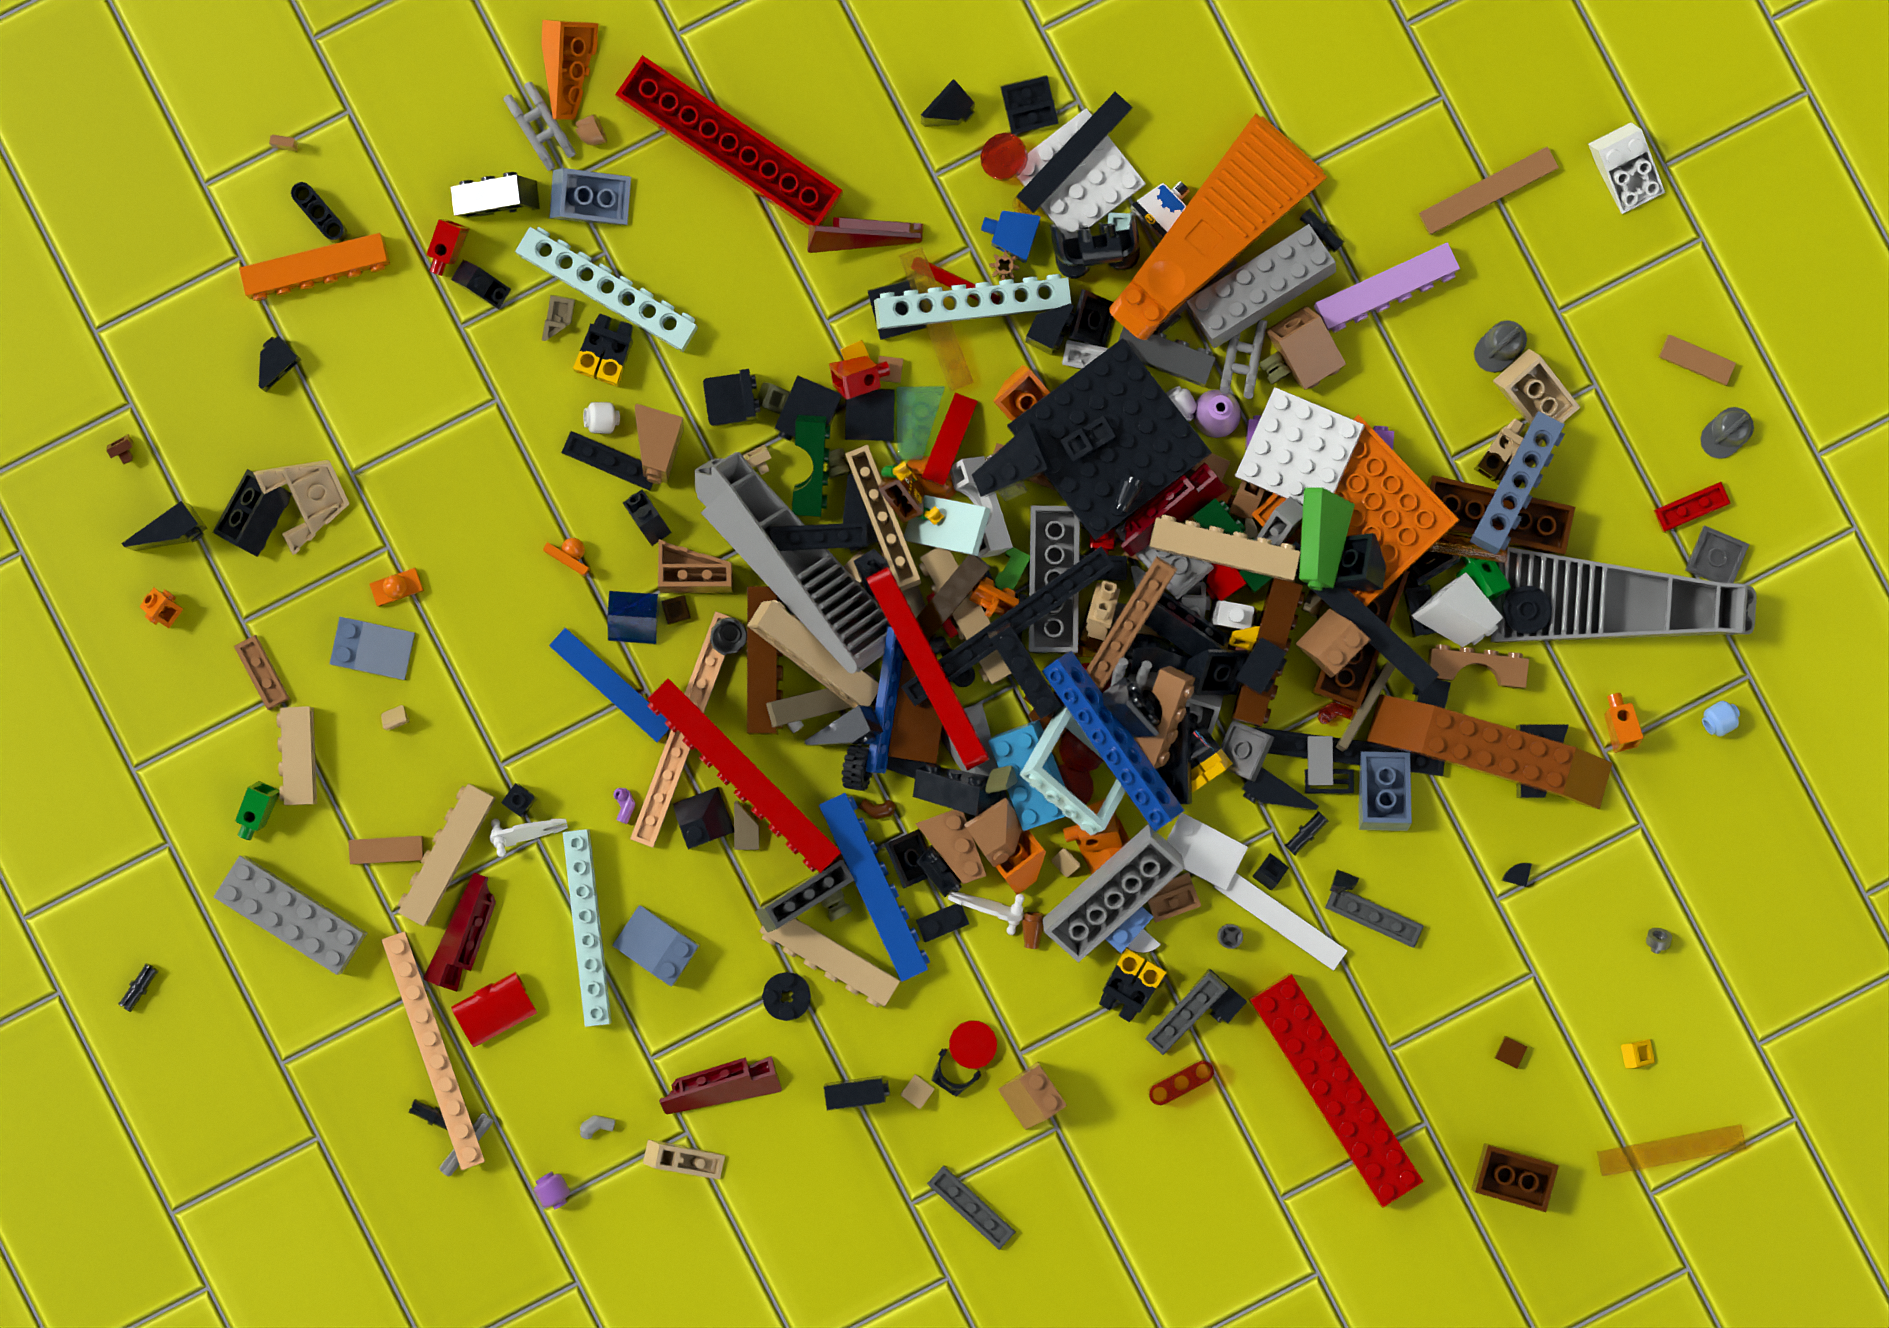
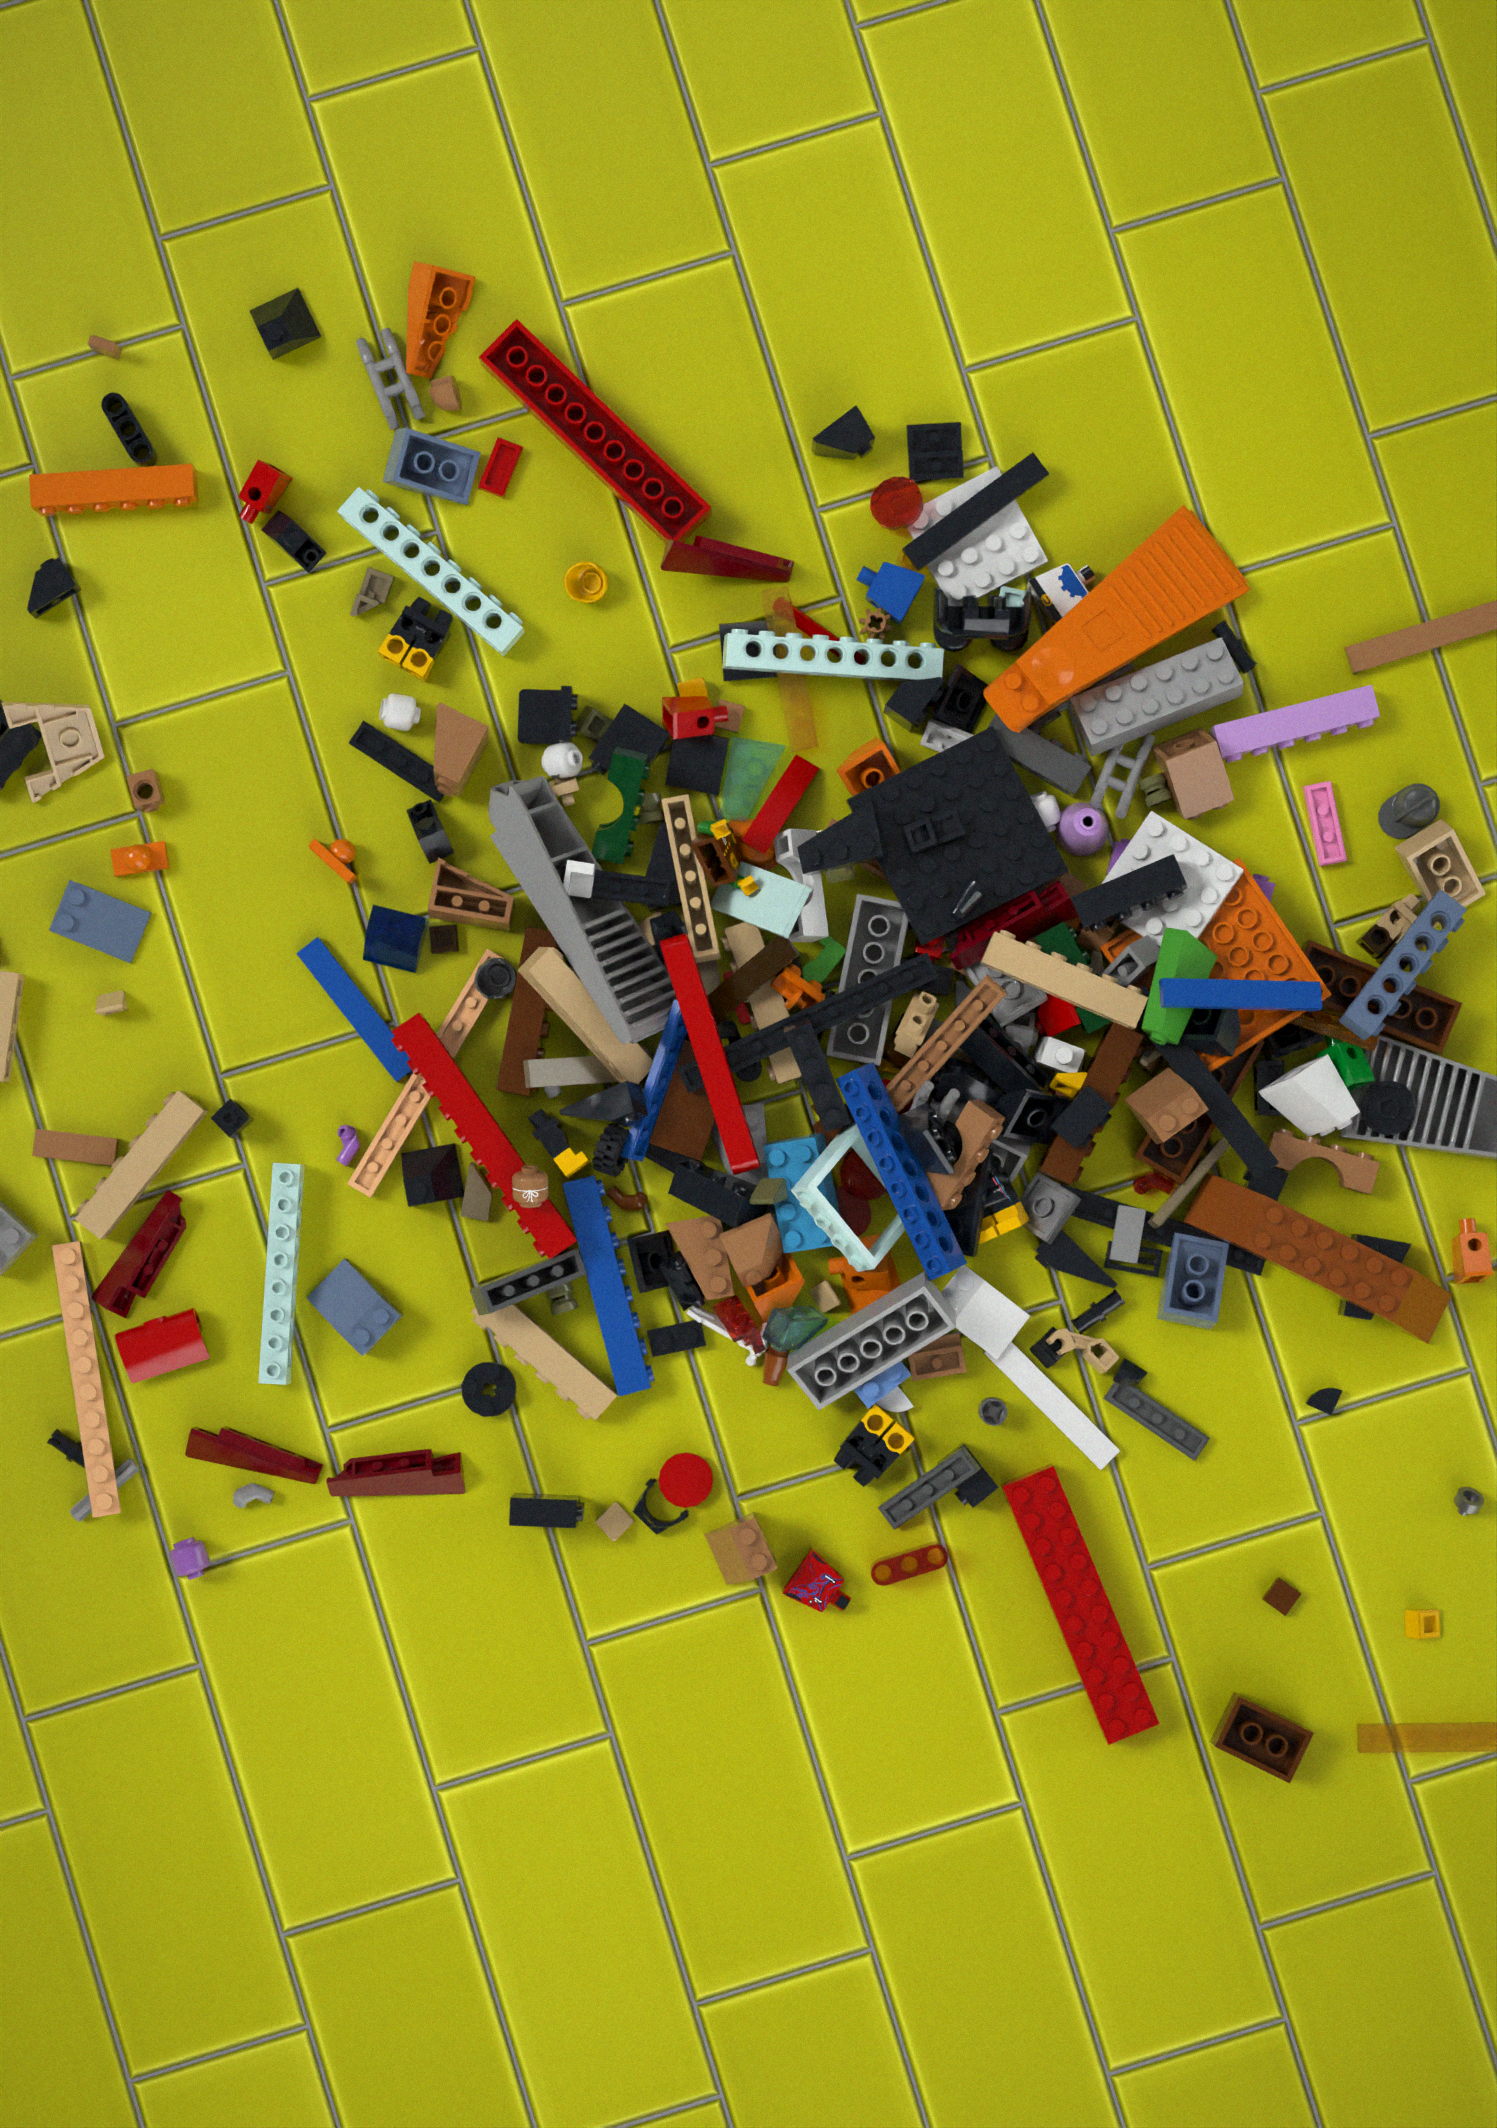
camera: 10 degrees right, 0 degrees up
(387, 516) = (138, 782): none -> medium nougat brick
(438, 93) = (285, 323): none -> black slope
(494, 195) = (326, 445): wedge -> none
(522, 832) = (229, 1155): white piece -> none
(588, 1090) = (250, 1453): none -> dark red wedge
(650, 187) = (500, 467): none -> red tile
(683, 1159) = (341, 1549): tan slope -> none
(744, 274) = (586, 582): none -> yellow hair
(751, 435) = (562, 760): none -> white head
(786, 536) = (579, 878): none -> white panel
(792, 812) = (530, 1186): none -> medium nougat head
(807, 770) = (557, 1144): none -> black hips
(971, 1207) = (651, 1660): dark grey tile -> none
(995, 899) = (739, 1323): none -> clear red bracket
(1042, 894) = (792, 1327): none -> clear light blue slope
(1103, 1114) = (816, 1584): none -> red torso
(1267, 463) = (1130, 893): none -> black brick
(1288, 862) = (1073, 1340): none -> tan piece
(1379, 534) = (1240, 994): none -> blue tile
(1428, 370) = (1324, 823): none -> bright pink tile

